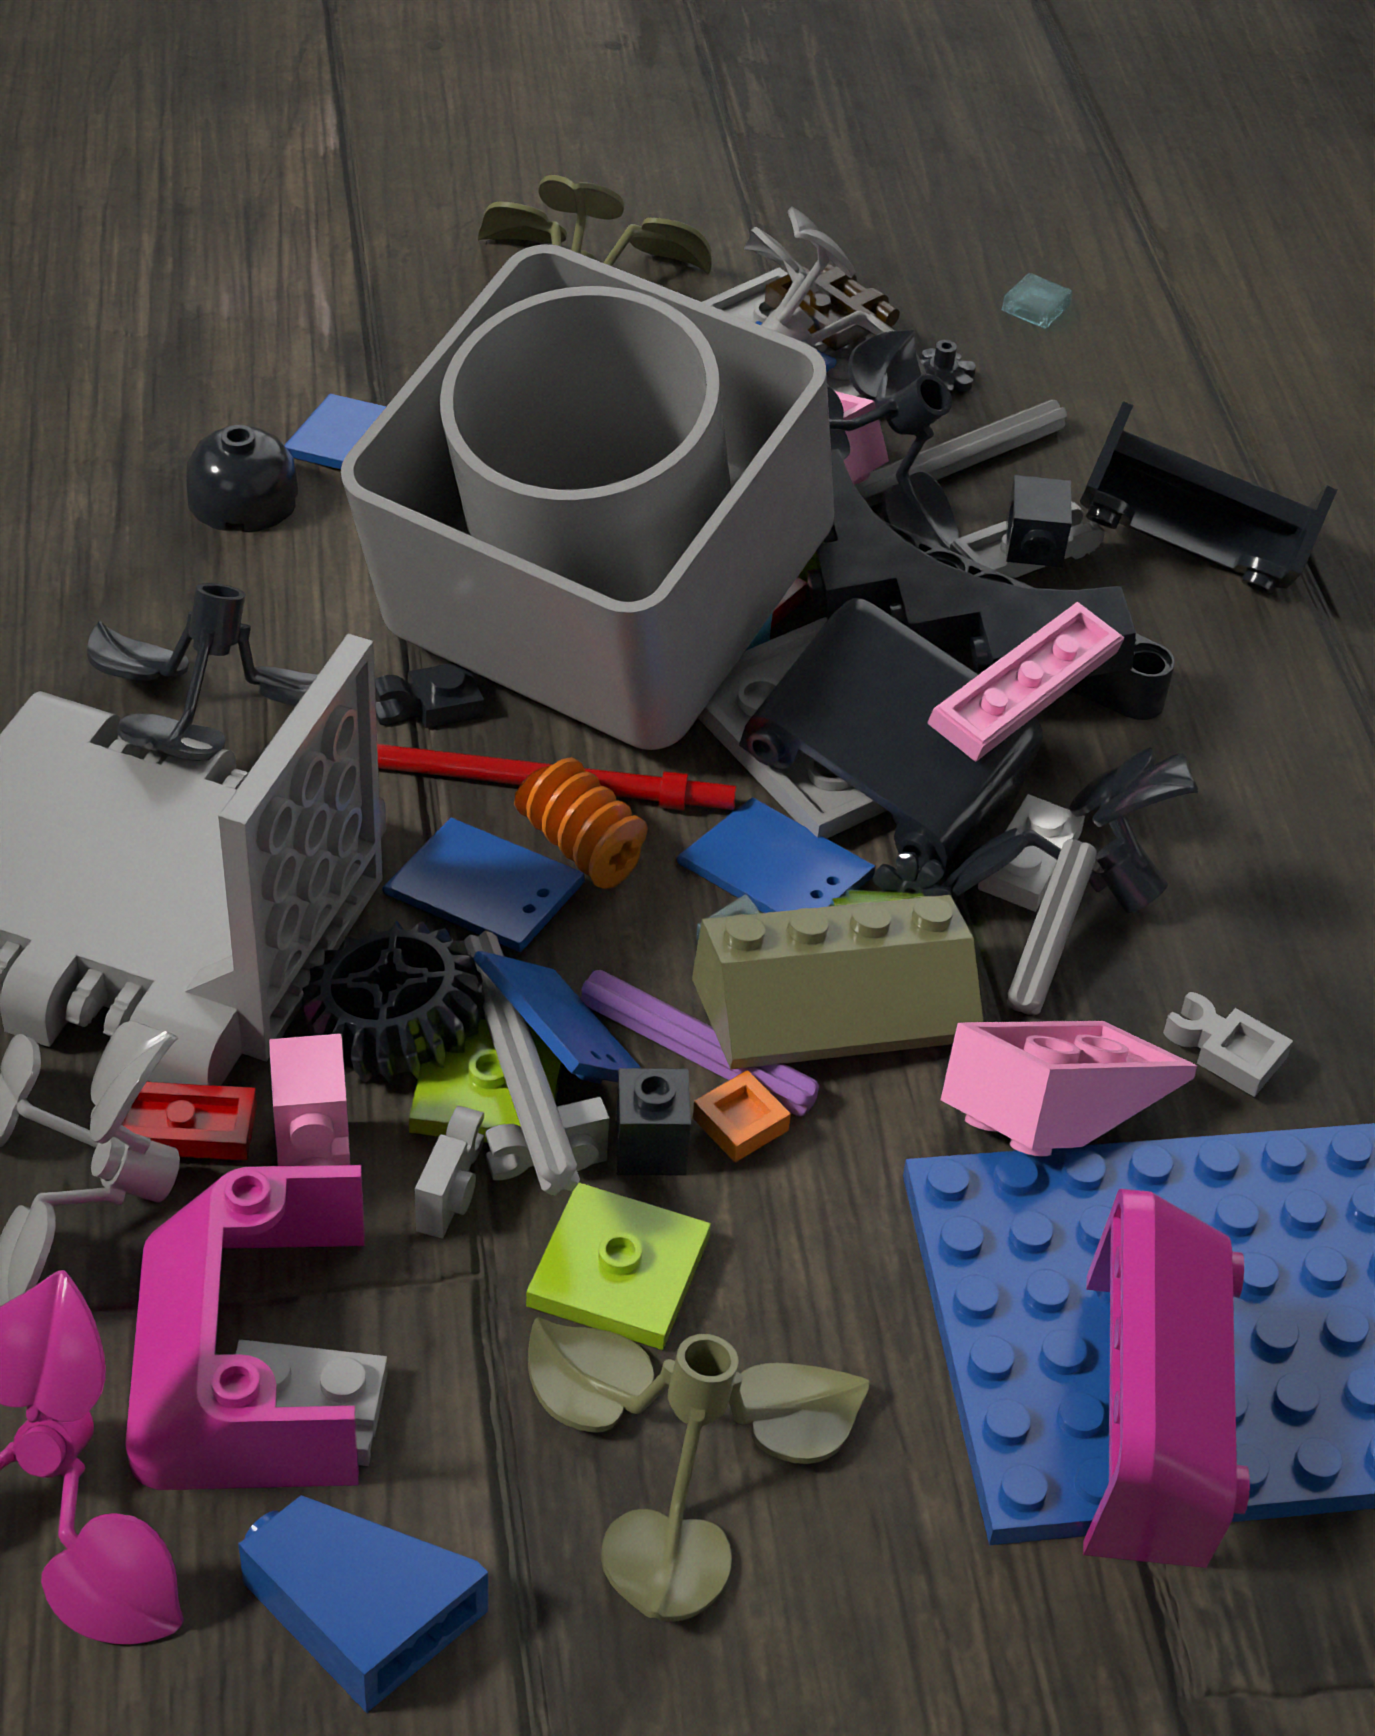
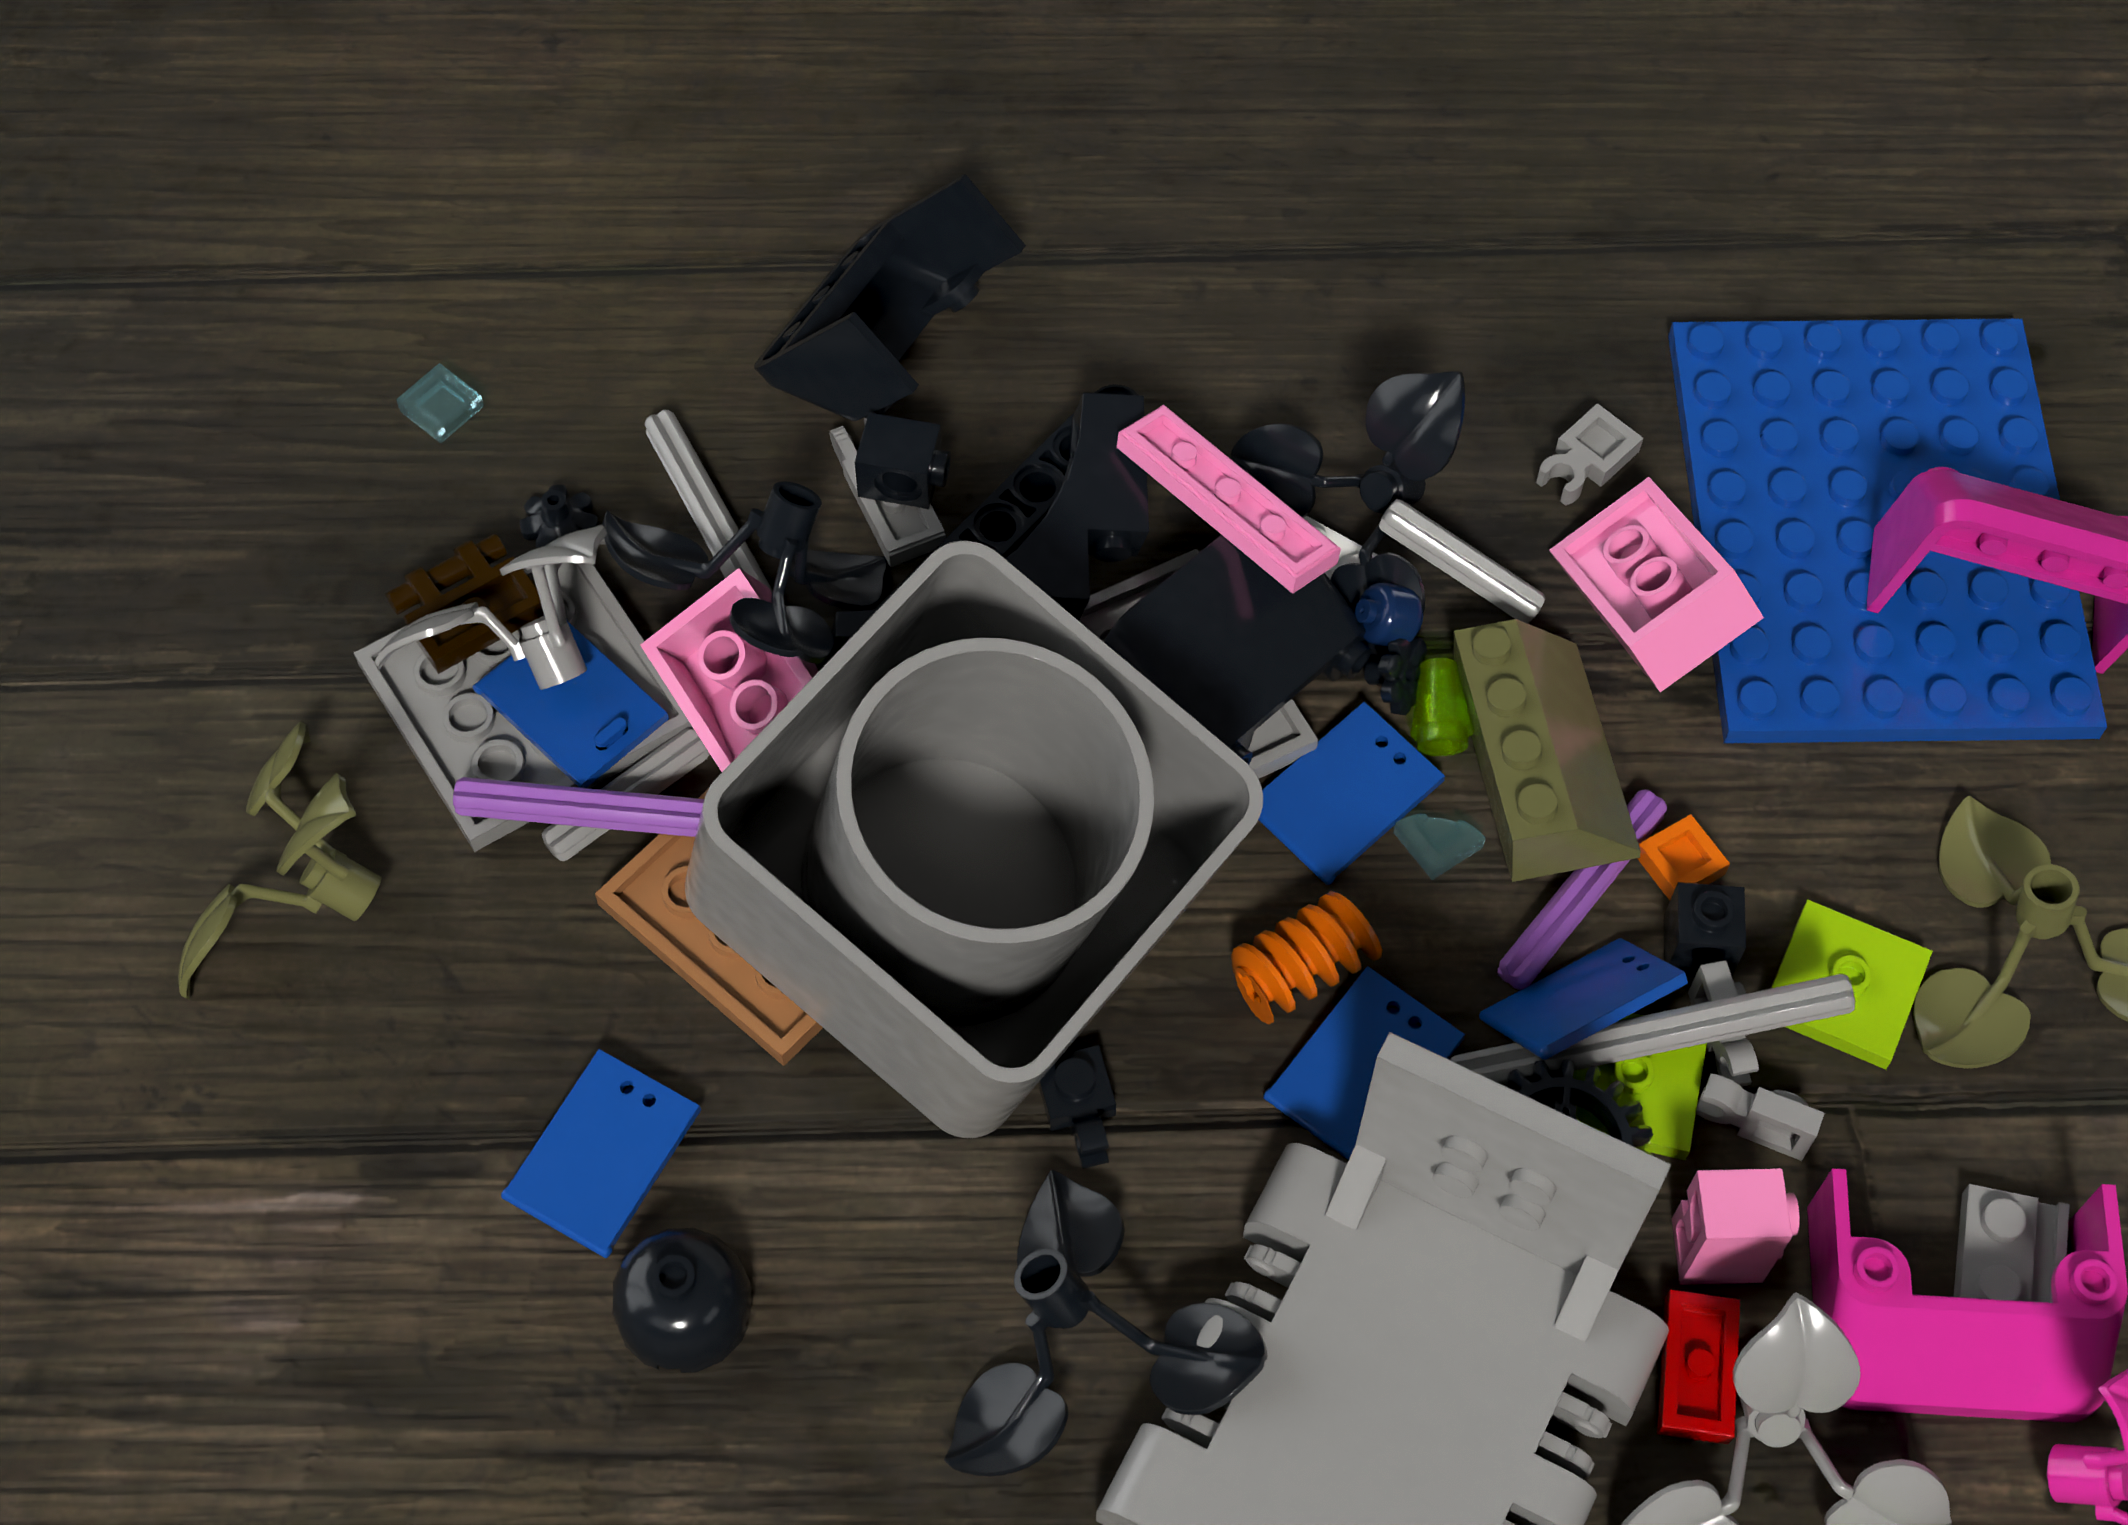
camera: 80 degrees left, 15 degrees up
(671, 790) = (1240, 877): red bar -> none
(962, 855) = (1389, 613): none -> dark blue piece

